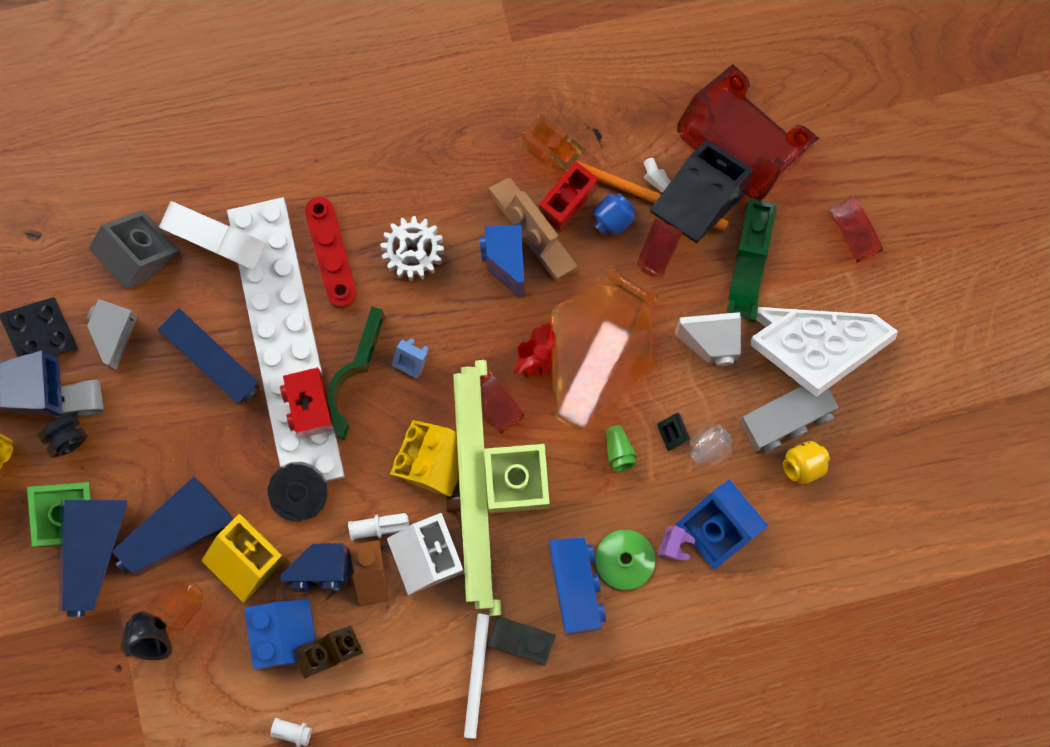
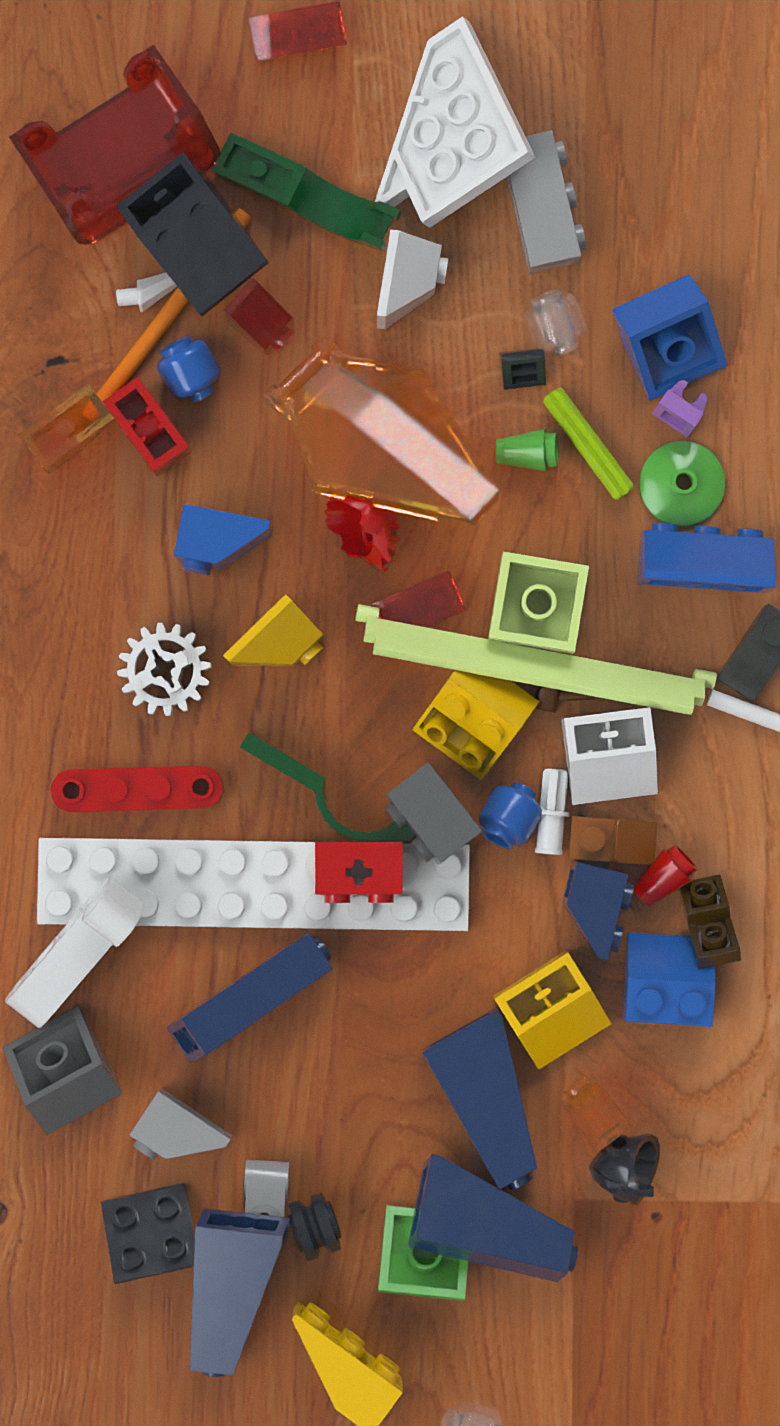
camera: 80 degrees left, 10 degrees up
(297, 491) = (476, 913): black tile -> none
(353, 614) = (666, 875): none -> red cone
(355, 440) = (431, 814): none -> dark grey slope
(369, 497) = (510, 815): none -> blue head
(410, 358) = (325, 711): medium blue tile -> none
(451, 312) = (278, 639): none -> yellow slope
(534, 227) = (169, 491): medium nougat bracket -> none
(635, 488) = (588, 443): none -> lime axle
(806, 462) = (614, 197): yellow head -> none

